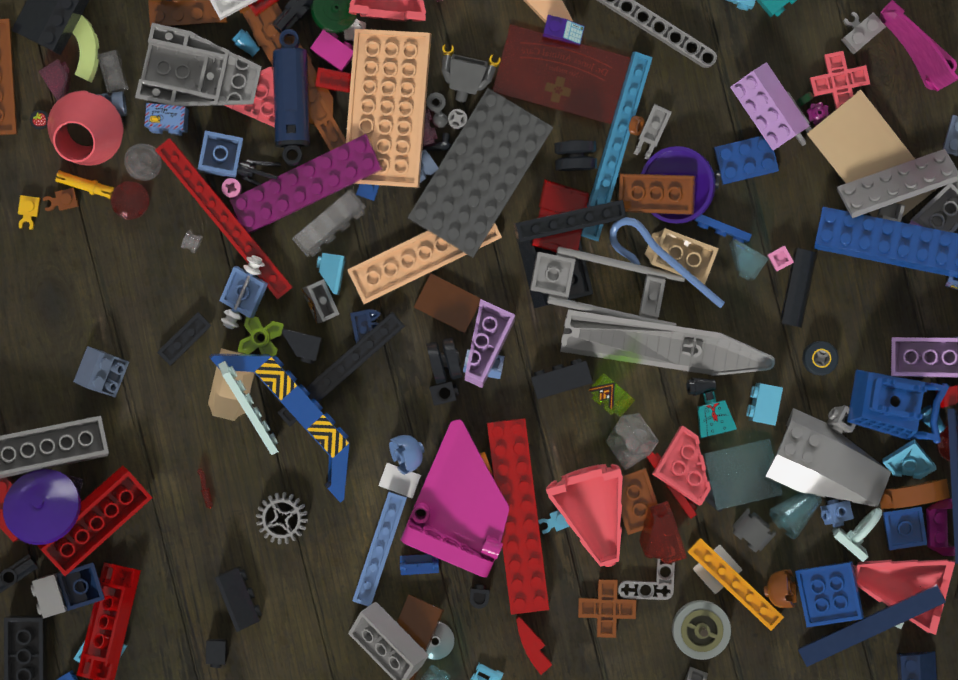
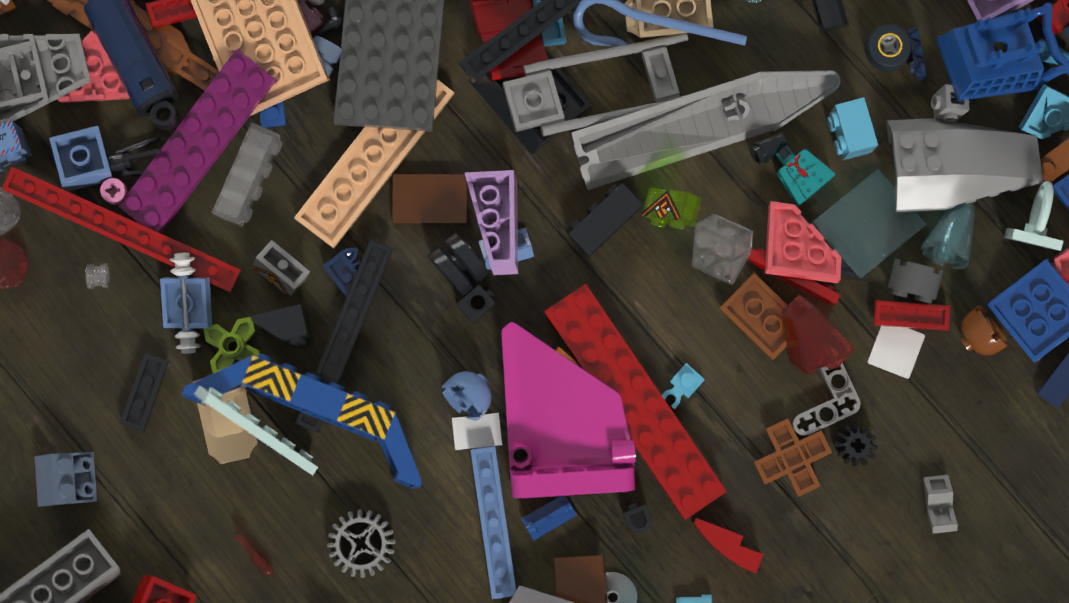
camera: 30 degrees left, 5 degrees down
(245, 42) = (48, 18): dark azure cone -> none
(332, 270) = (275, 225): medium azure slope -> none
(592, 508) = (718, 349): coral cone -> none
(648, 625) = (861, 439): none -> black gear
(701, 629) = (914, 426): wheel -> none
(735, 584) = (926, 354): light orange plate -> none
(739, 552) = (911, 315): none -> red plate
(835, 379) = (917, 65): none -> dark blue plate
(836, 512) = (999, 212): medium blue brick -> none

